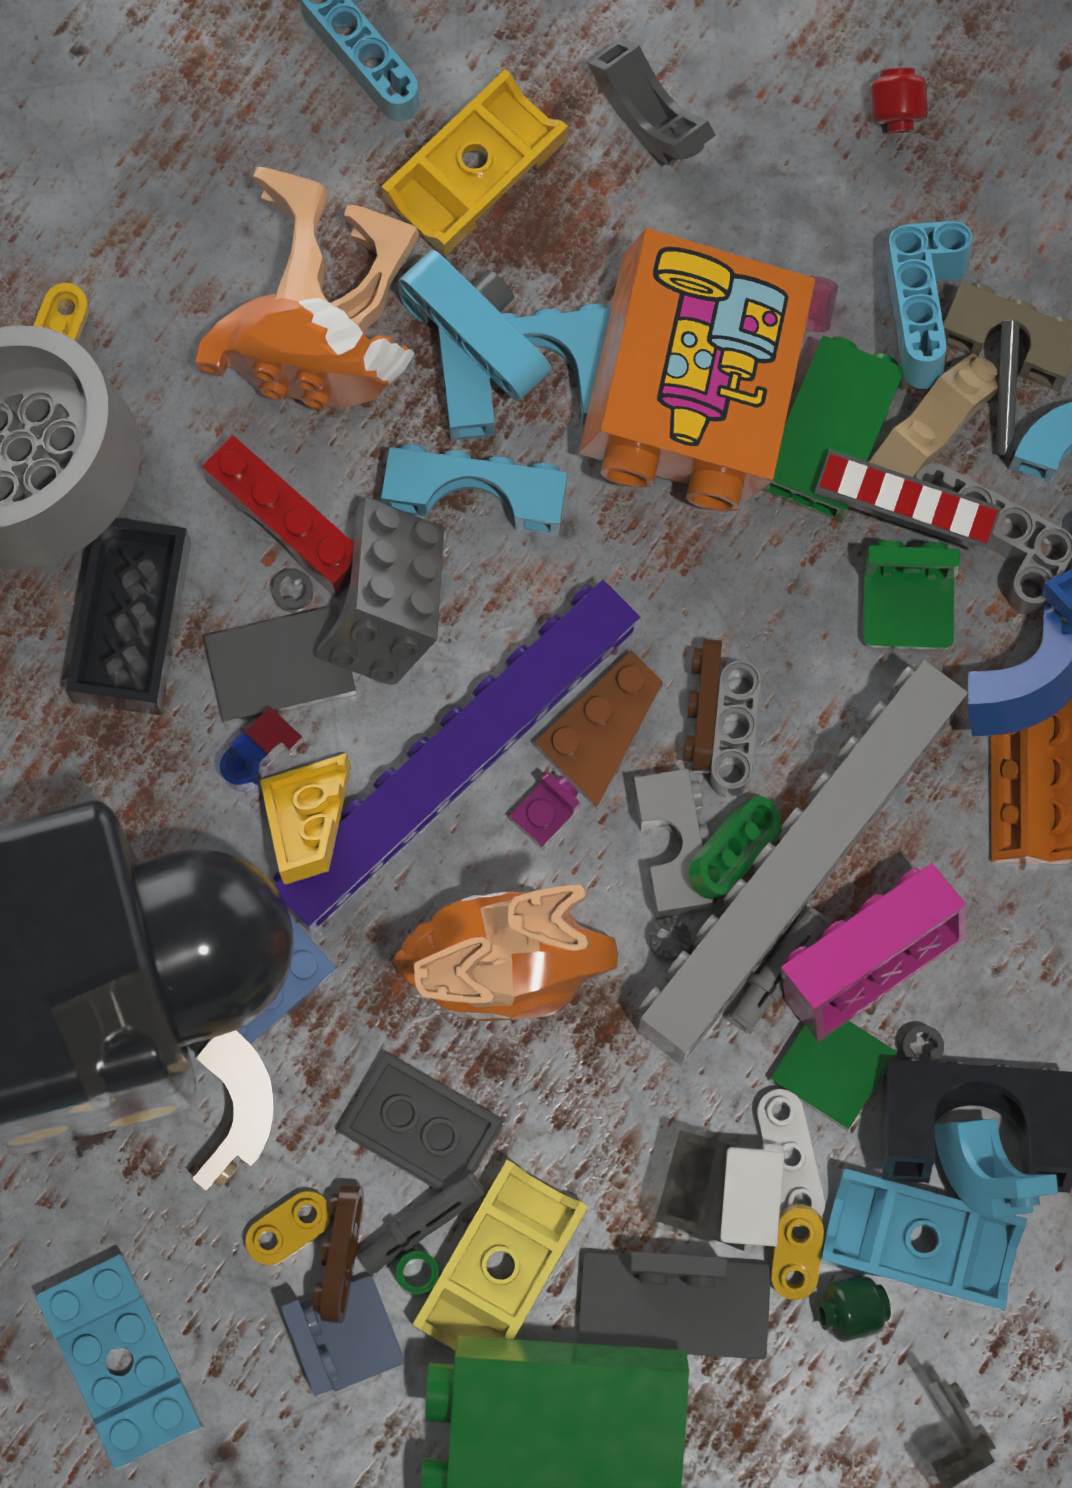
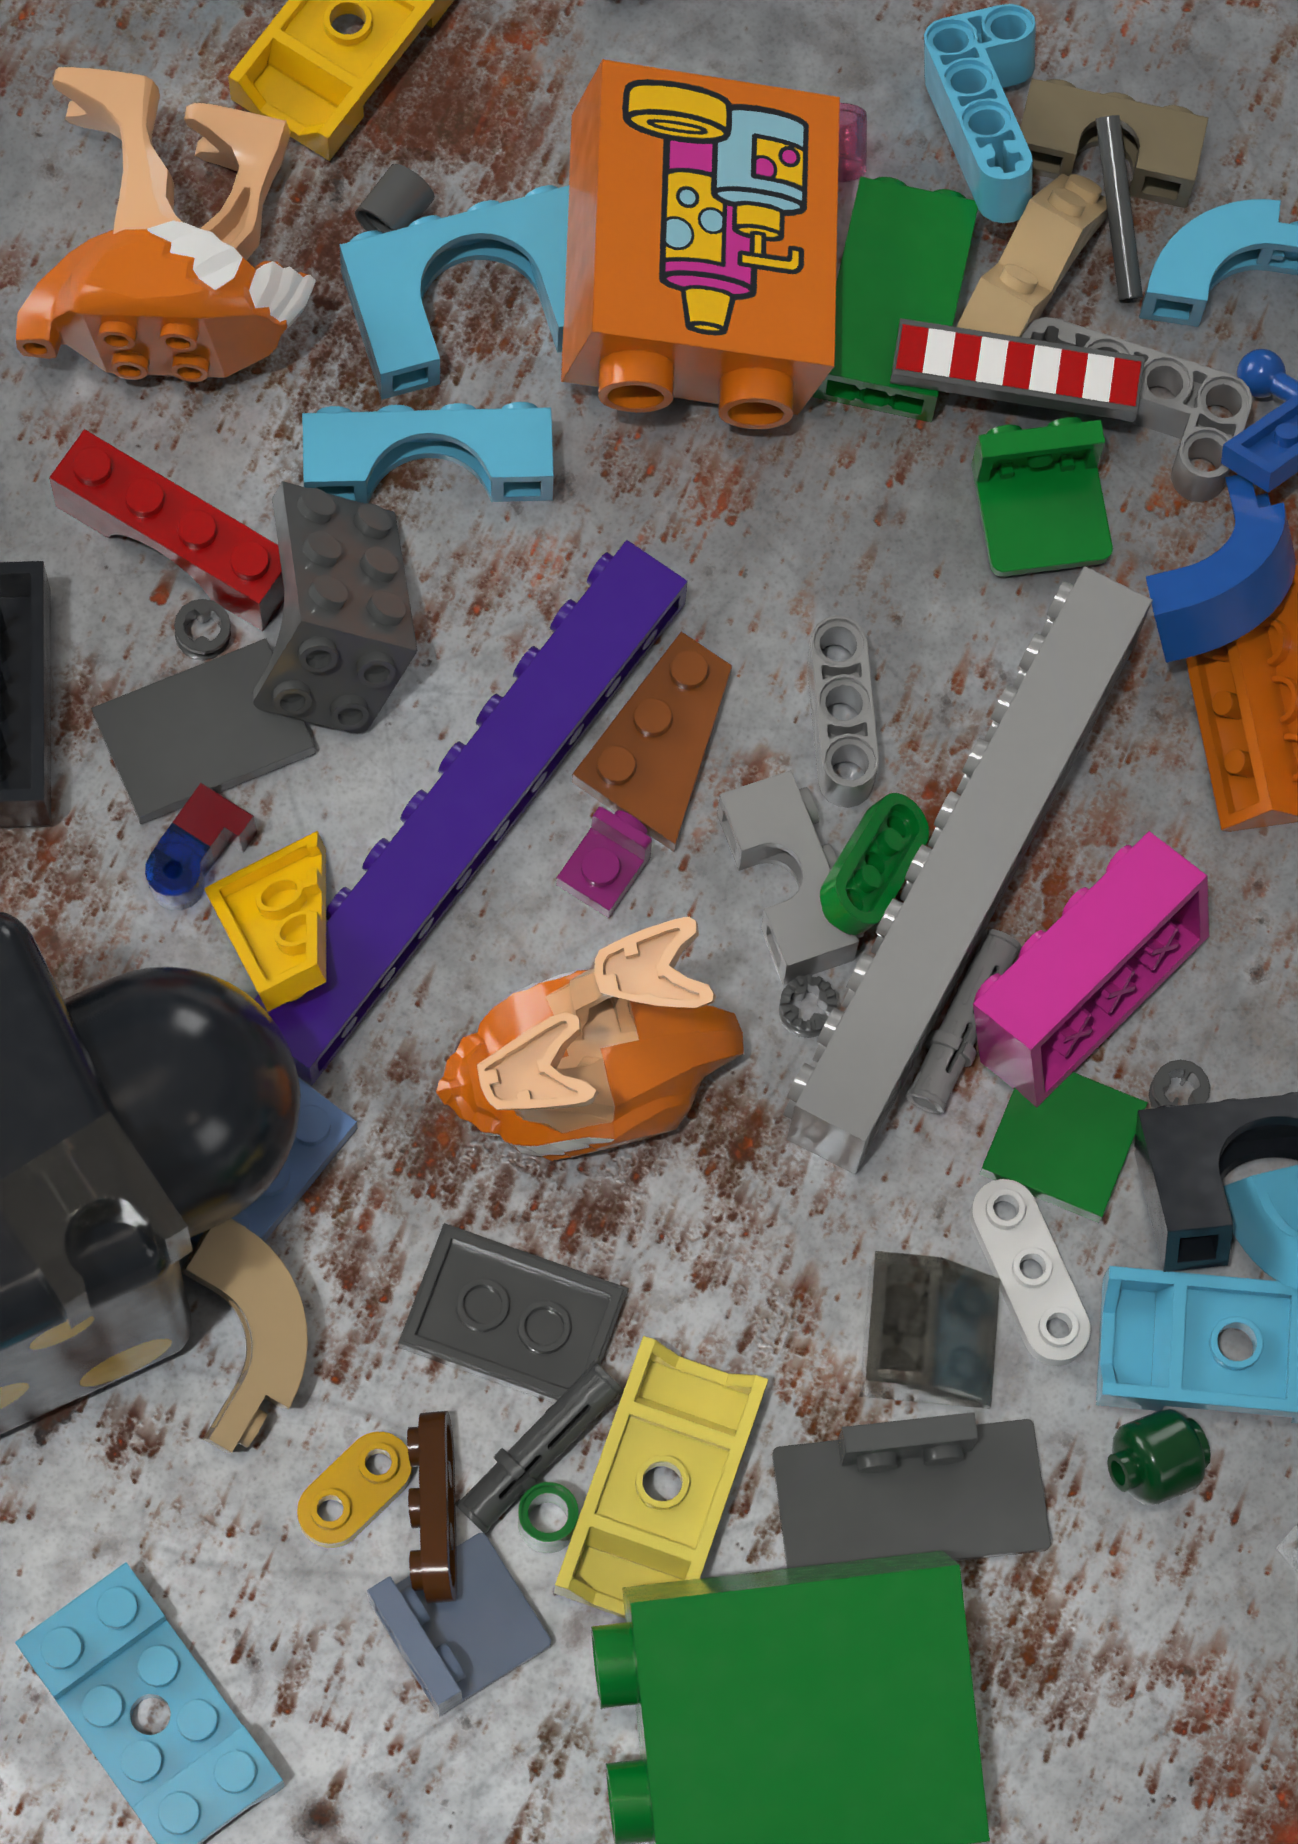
camera: 15 degrees left, 5 degrees down
(446, 297) = (344, 202): medium azure beam -> none
(703, 705) = (794, 687): reddish brown plate -> none
(752, 1195) = (992, 1323): white panel -> none
(797, 1253) = (1065, 1395): yellow plate -> none

